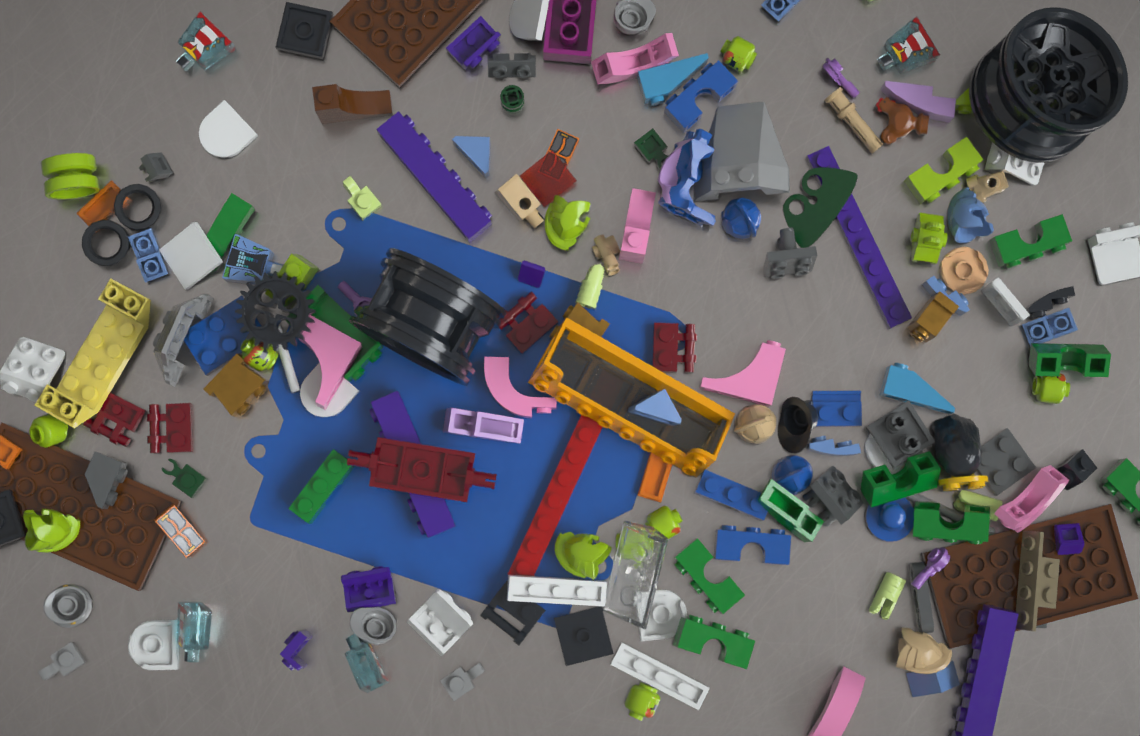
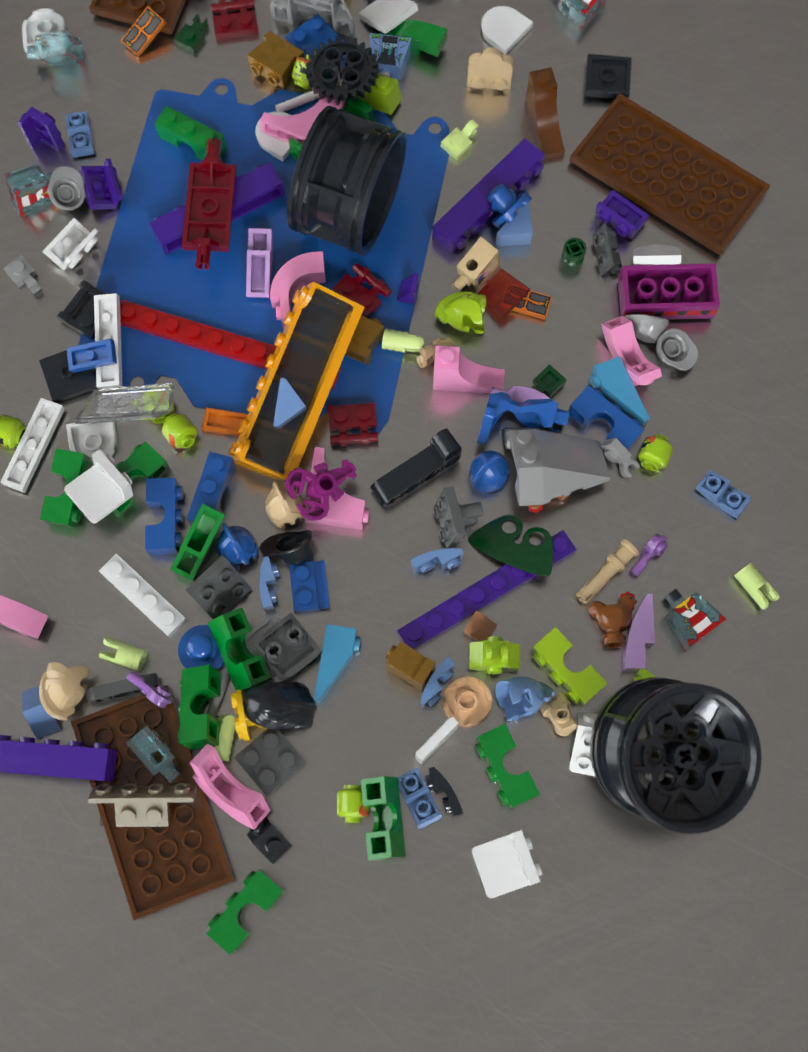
camera: 90 degrees right, 10 degrees down
(289, 148) = (490, 70): none -> tan plate
(297, 610) = (80, 134): none -> medium blue slope
(457, 157) = (506, 203): none -> blue plate
(576, 606) = (91, 355): none -> blue plate
(579, 555) = (143, 360): lime helmet -> none
(605, 37) = (648, 327): none -> light grey hat
(727, 604) = (100, 488): none -> white bracket
(731, 288) = (419, 469): none -> black beam
(736, 91) = (617, 453): none -> light grey plate
(749, 385) = (318, 487): none -> magenta animal
(825, 272) = (444, 557): none -> medium blue slope
(828, 573) = (143, 595): none -> white plate
(895, 249) = (479, 627): none -> nougat slope
(993, 566) = (146, 744): none -> clear light blue torso
(1068, 539) = (192, 835): dark purple slope -> none

